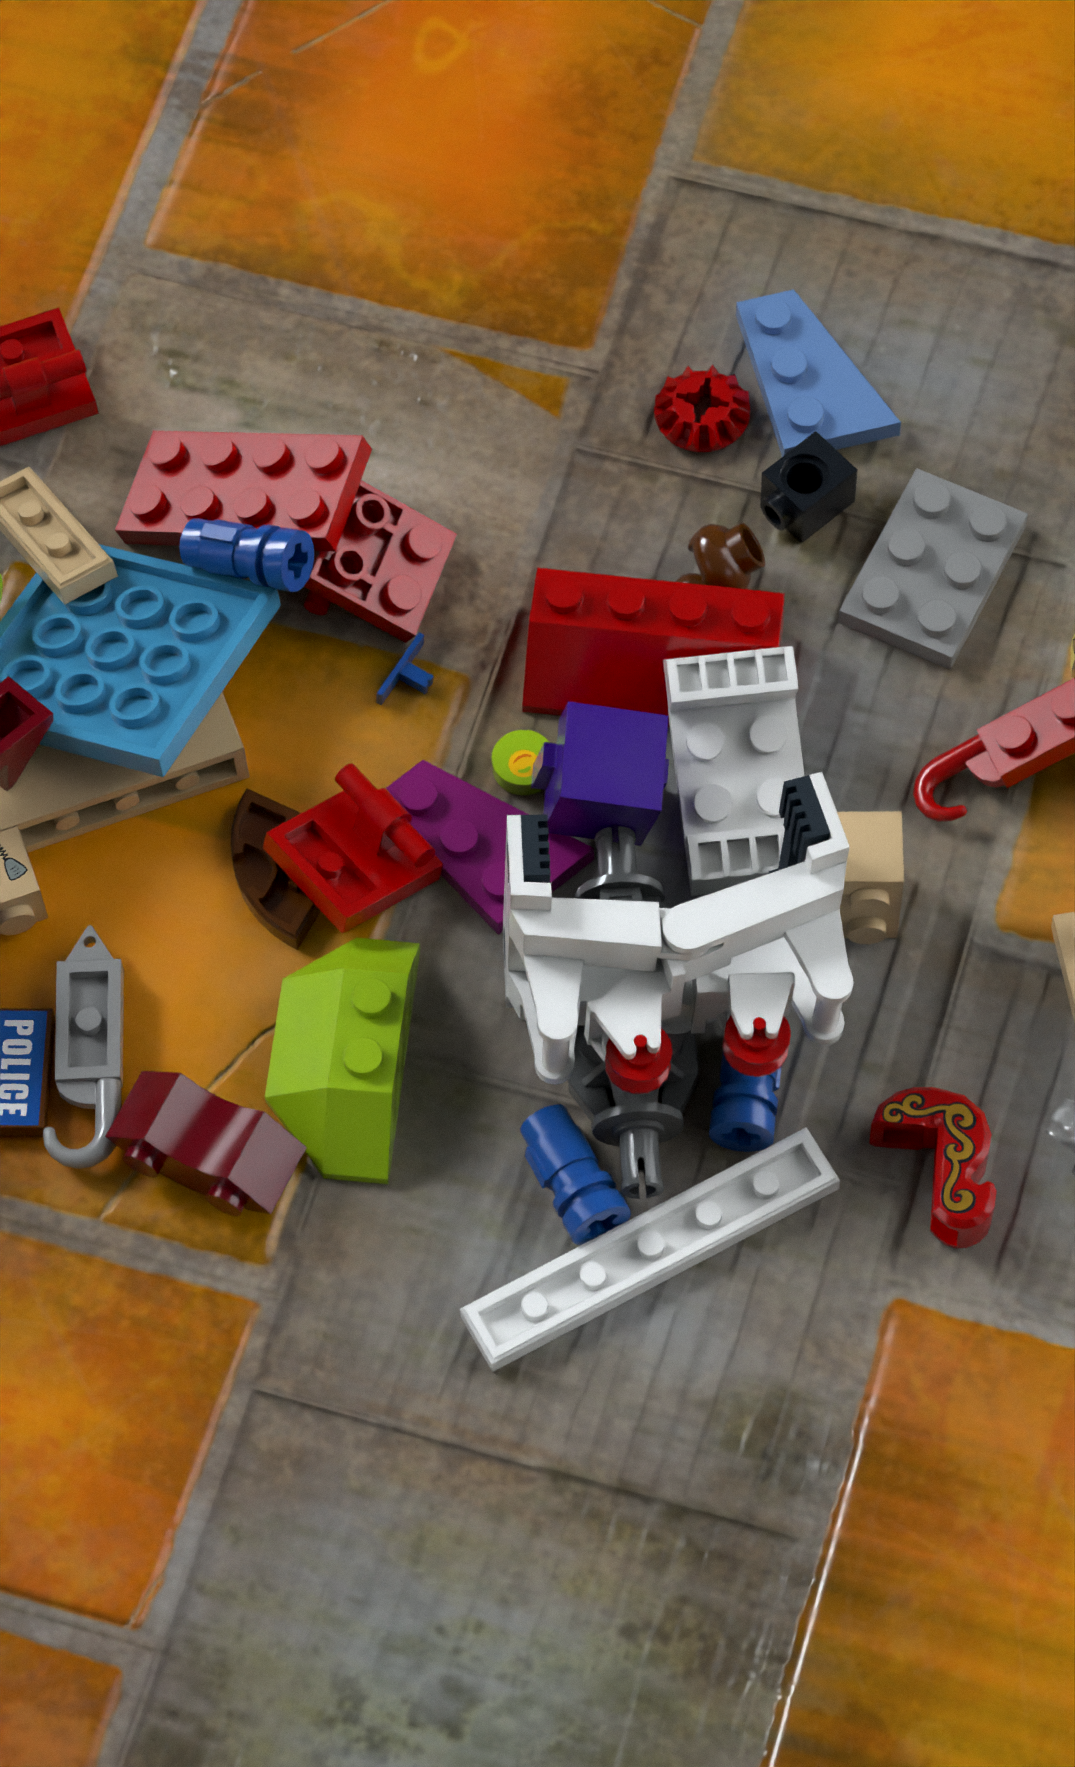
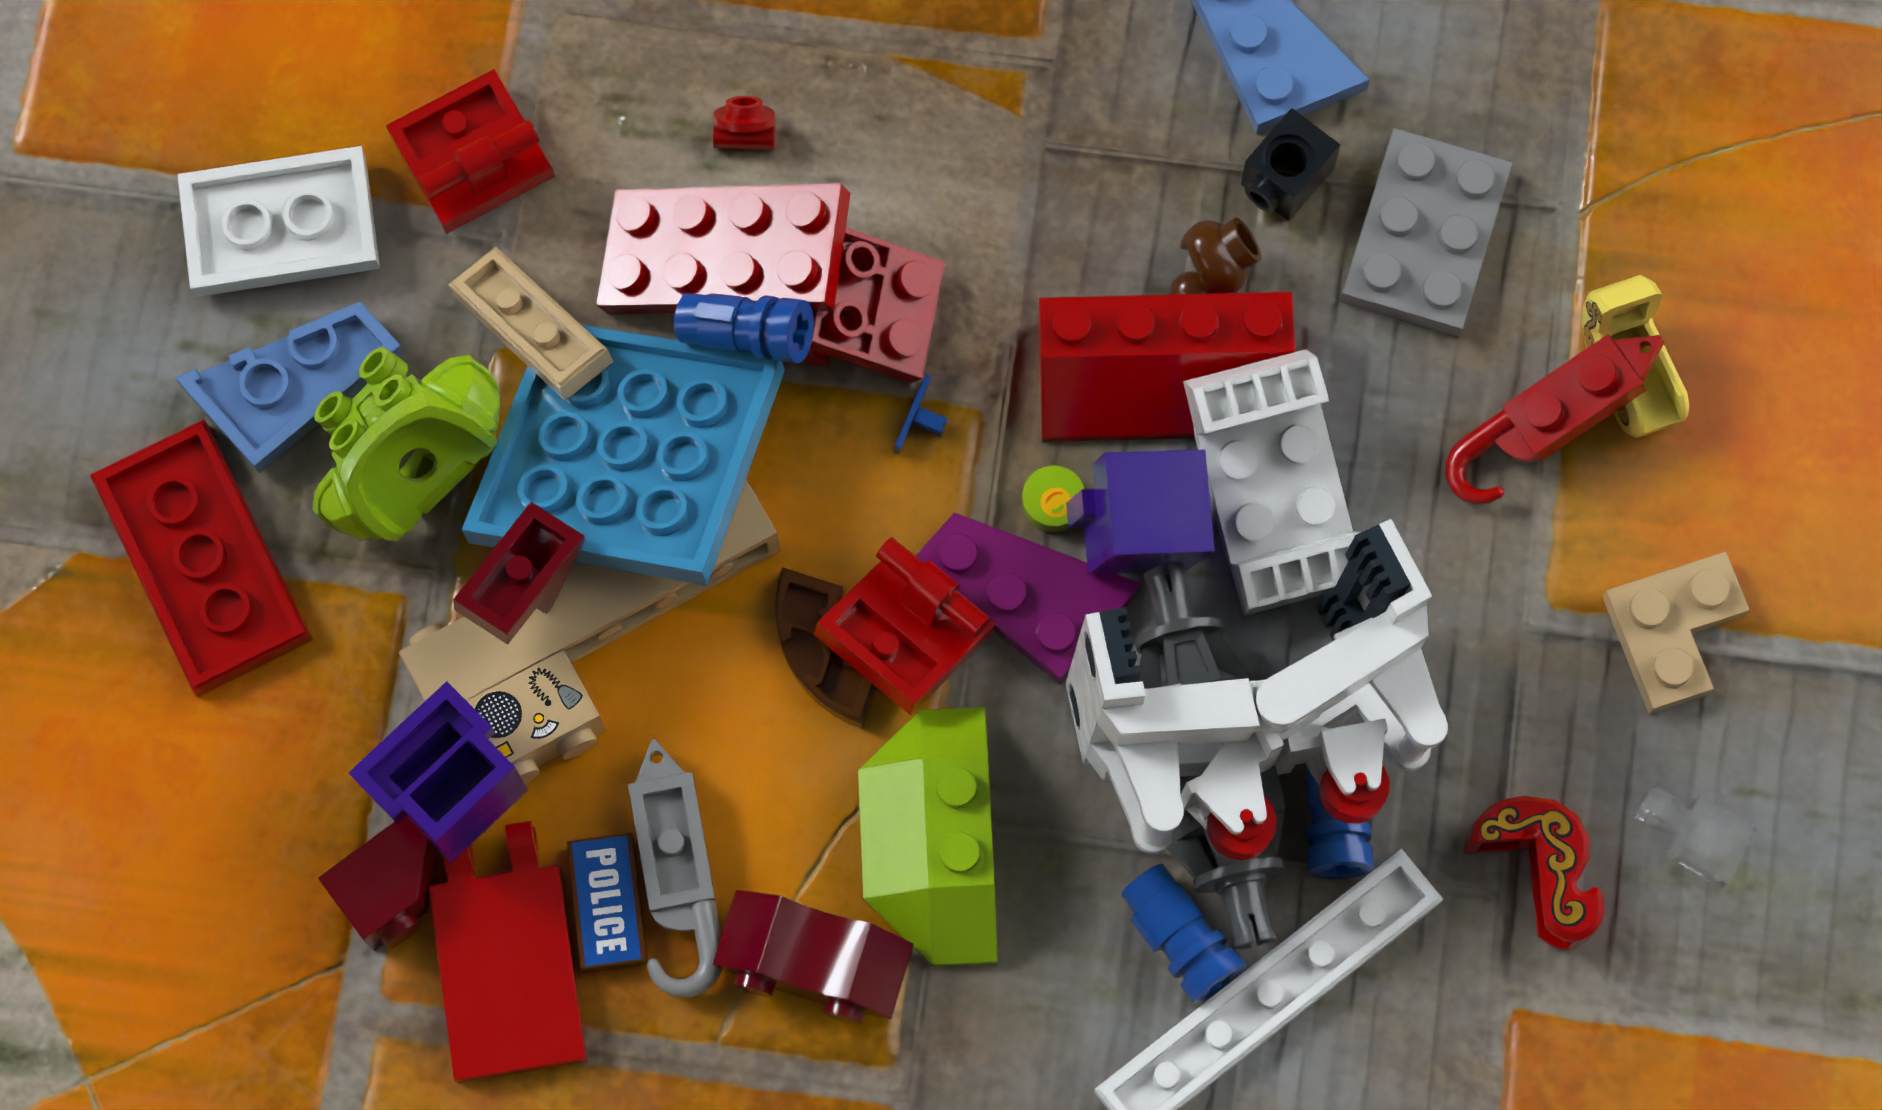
camera: 10 degrees left, 10 degrees up
(288, 389) = (744, 125): none -> red plate
(722, 421) = (1143, 104): red gear -> none
(872, 876) = (1442, 566): tan brick -> none

